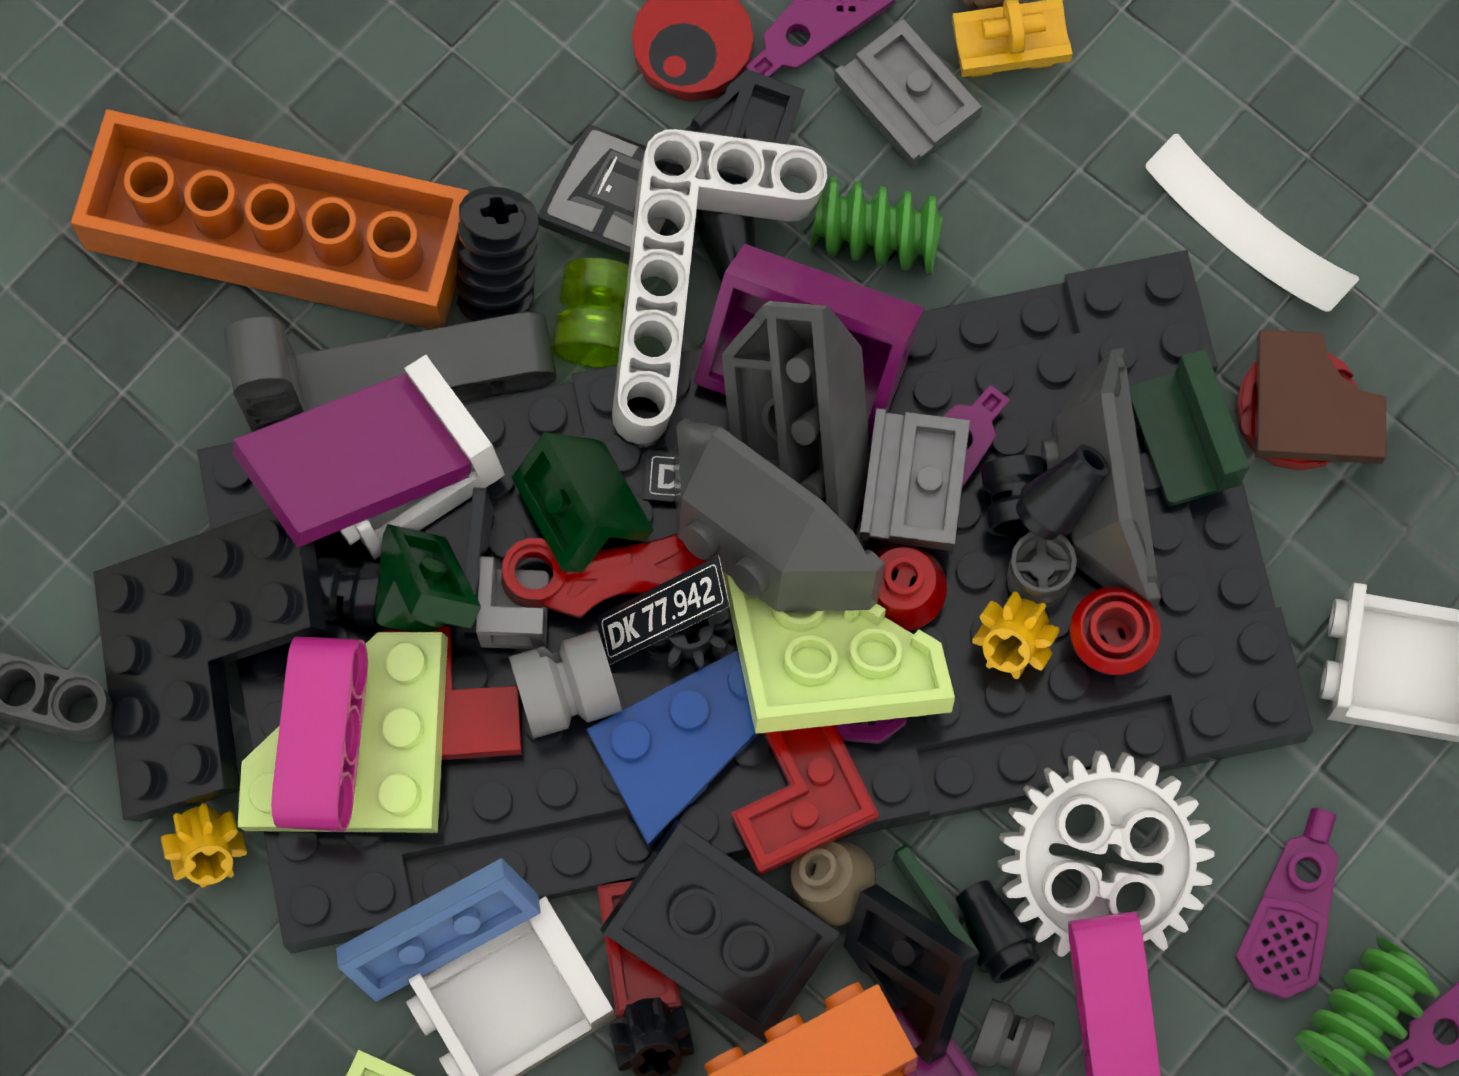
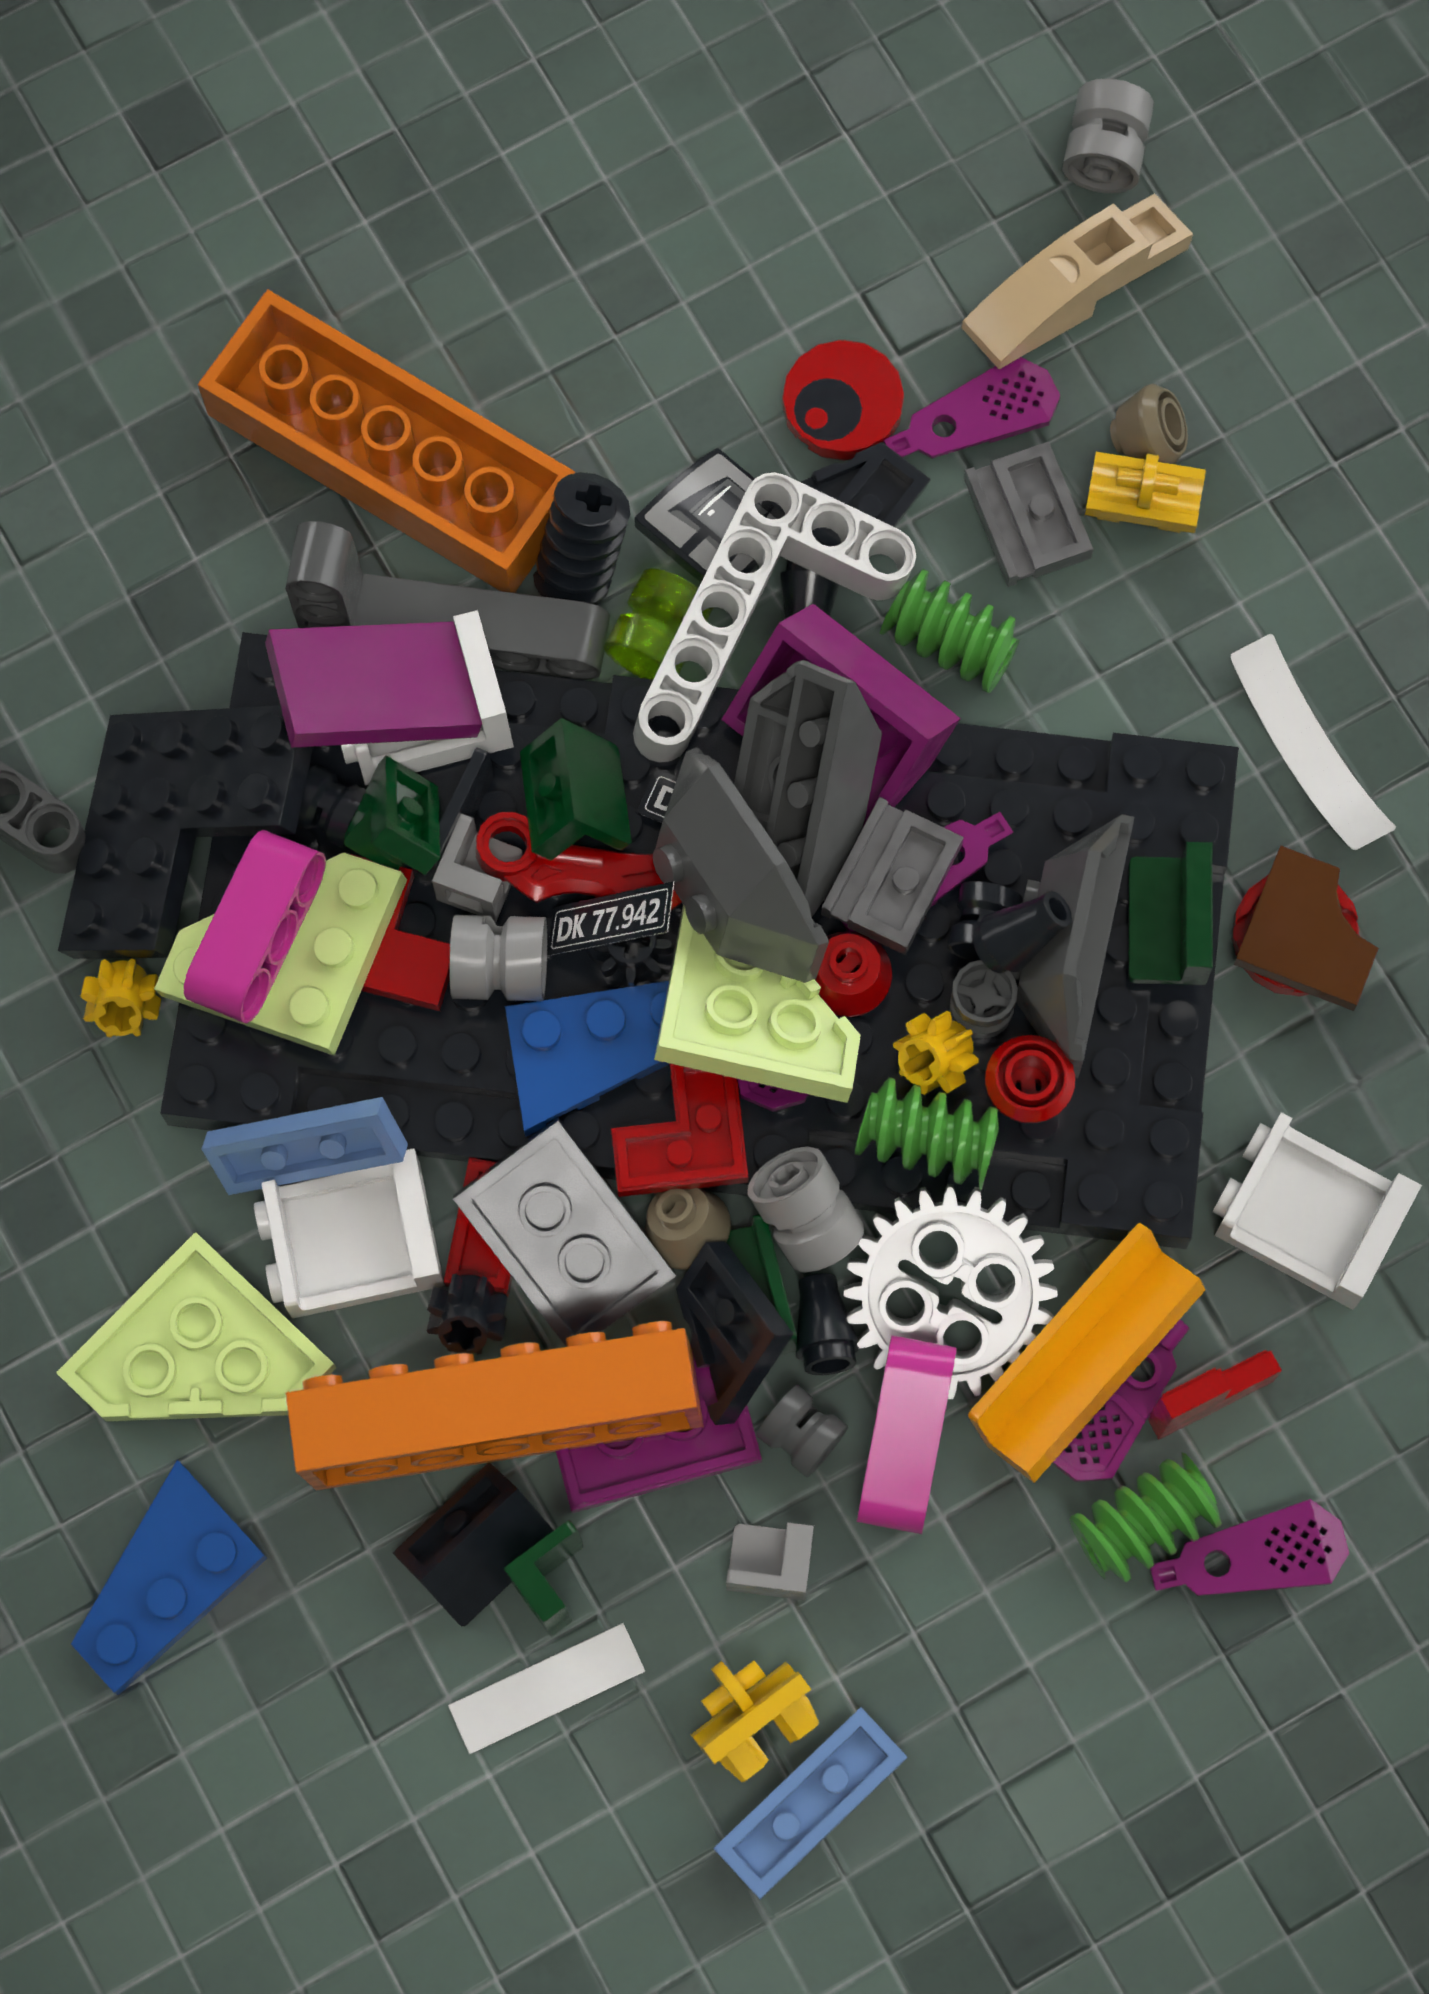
camera: 20 degrees right, 0 degrees up
(945, 827) = (808, 1211): none -> light grey wheel
(1038, 712) = (928, 1132): none -> bright green piece
(1253, 875) = (1085, 1354): none -> light orange panel
(1385, 871) = (1211, 1392): none -> red tile

